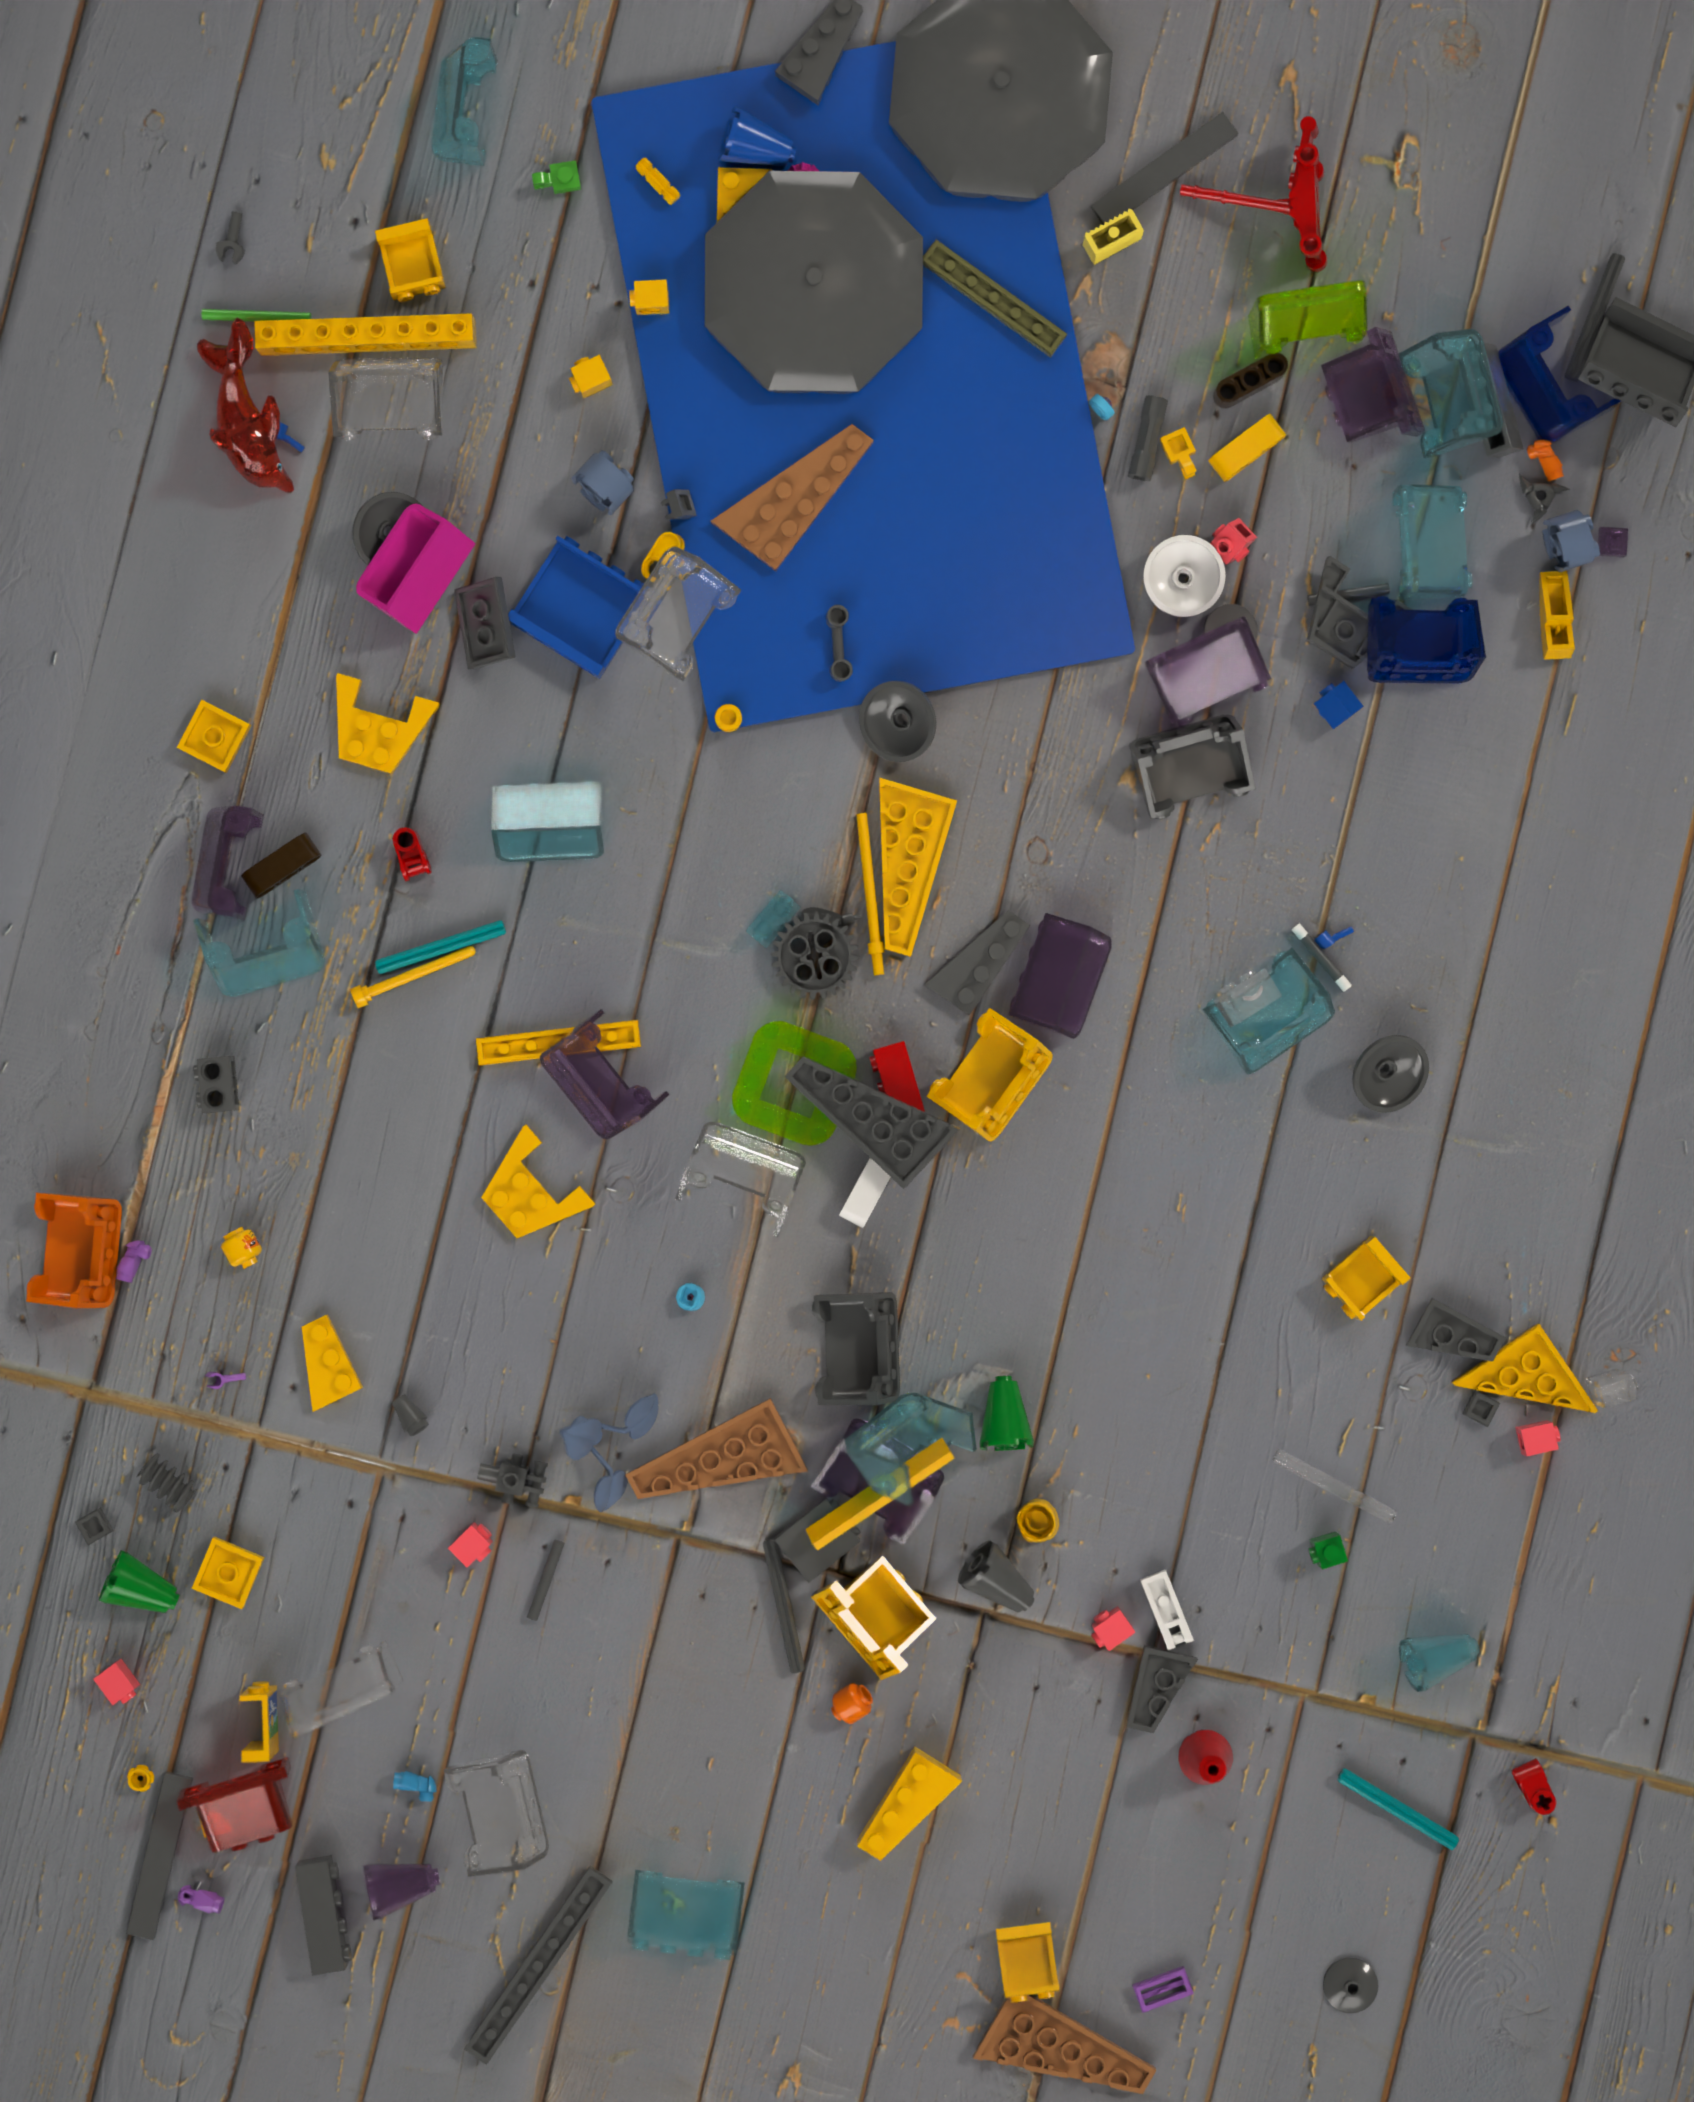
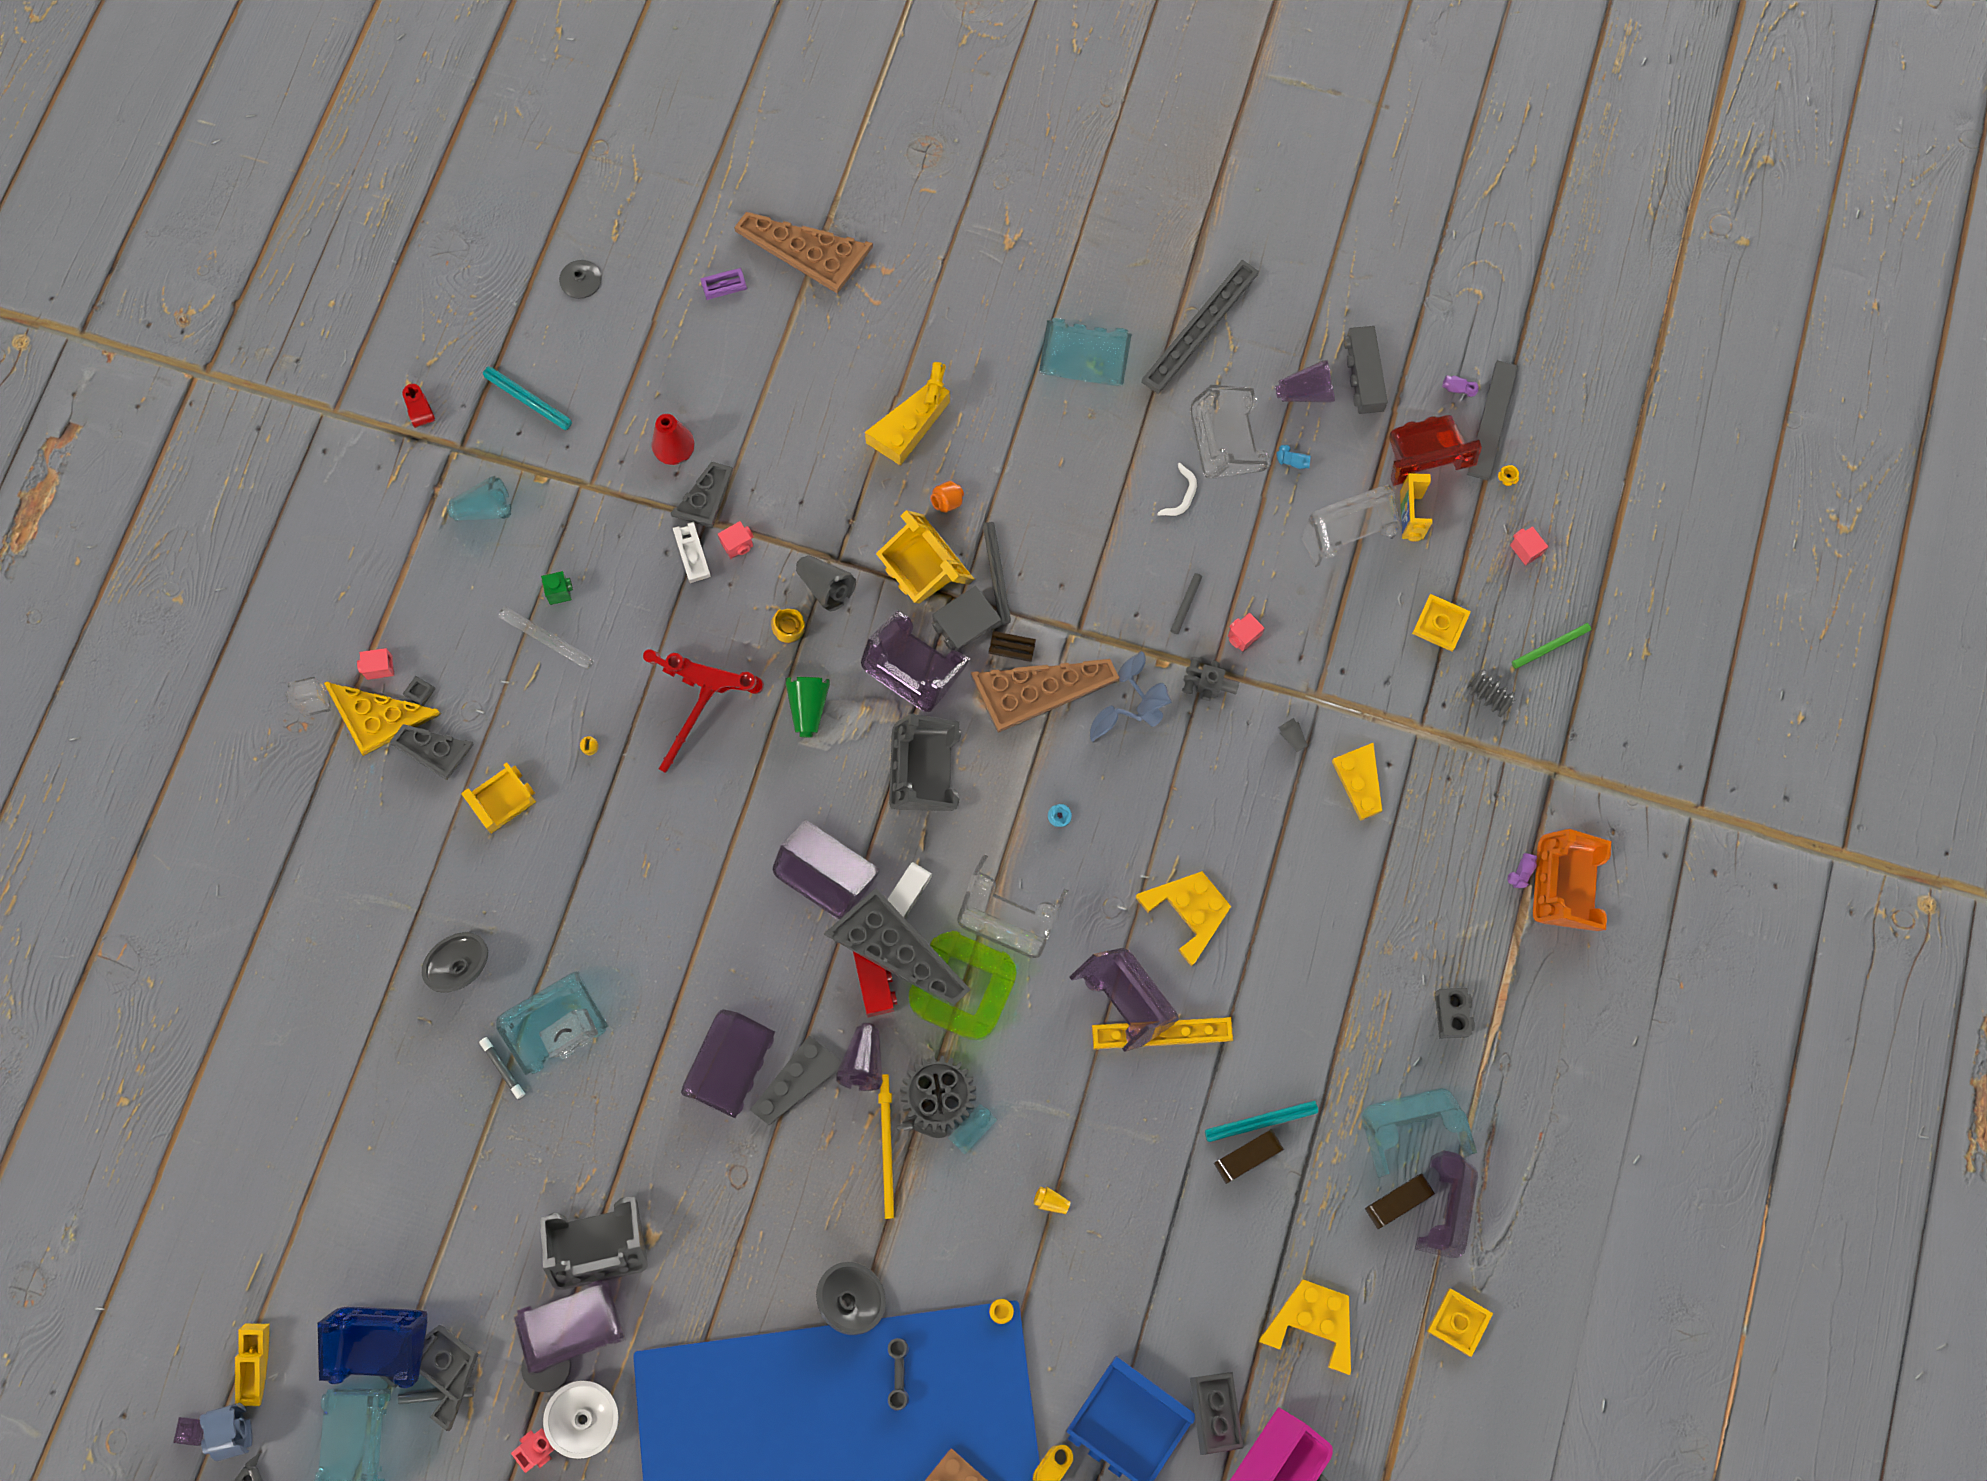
camera: 175 degrees left, 15 degrees down
(91, 1551) = (1551, 646): none -> bright green bar
(94, 1526) = (1549, 665): dark grey tile -> none
(137, 1586) = (1514, 614): green cone -> none
(221, 1379) = (1447, 772): medium lavender hand -> none
(241, 1248) = (1432, 876): yellow head -> none
(364, 994) = (1328, 1083): yellow piece -> none
(411, 855) = (1285, 1203): red piece -> none
(454, 905) = (1248, 1156): none -> dark brown beam
(547, 821) = (1165, 1226): clear light blue windscreen -> none
(547, 1724) = (1188, 496): none -> white animal
(674, 610) = (1045, 1413): clear windscreen -> none
(680, 843) = (1051, 1201): none -> yellow cone
(754, 1520) = (1013, 638): none -> dark brown tile
(868, 1501) = (913, 647): yellow tile -> none
(876, 1849) = (935, 384): none -> yellow pin
(900, 1432) = (897, 693): clear light blue windscreen -> none
(904, 989) = (862, 1060): none -> clear purple cone
(911, 847) = (846, 1189): yellow wing -> none
(967, 1211) = (823, 870): none -> windscreen
(993, 1076) = (794, 980): yellow windscreen -> none
(1027, 1961) = (825, 305): yellow panel -> none
(1126, 1437) = (710, 681): none -> red piece
(1260, 1351) = (593, 745): none -> yellow hinge
(1325, 940) = (495, 1081): blue hand -> none
(1337, 704) = (457, 1291): blue brick -> none

